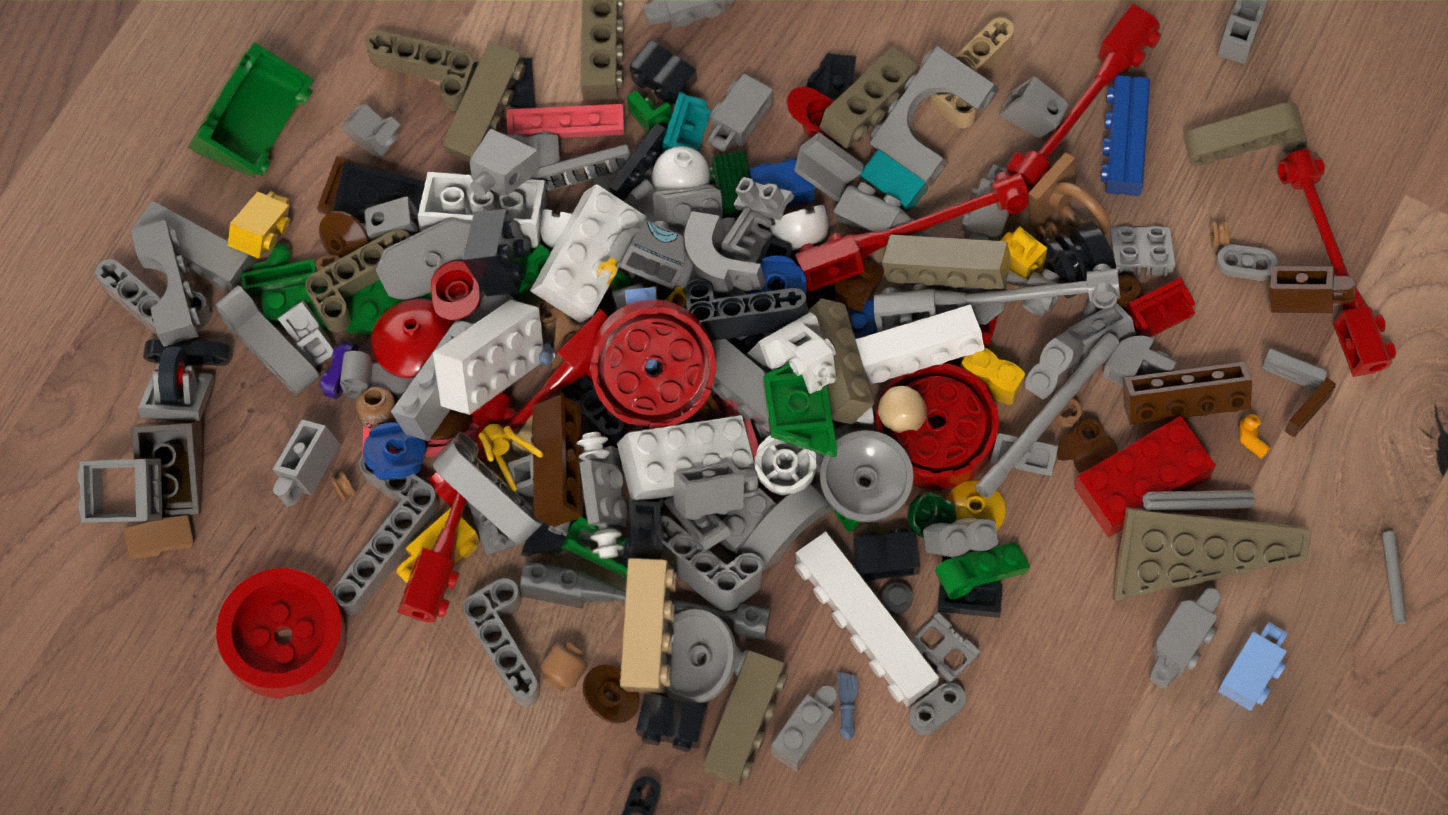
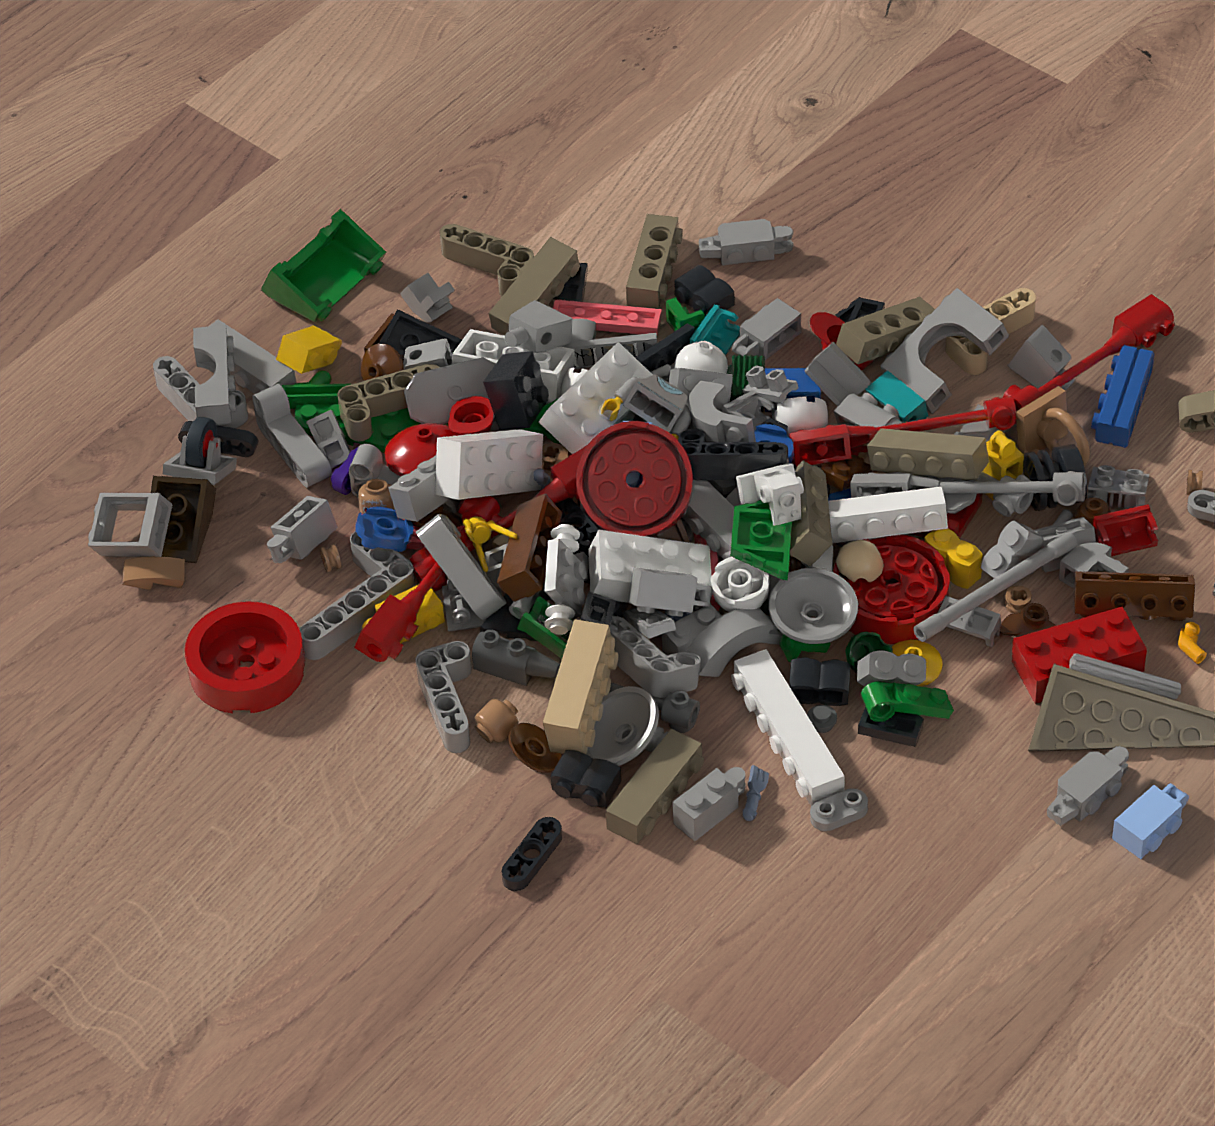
camera: 10 degrees right, 20 degrees down
(950, 642) = (865, 759): light grey piece -> none

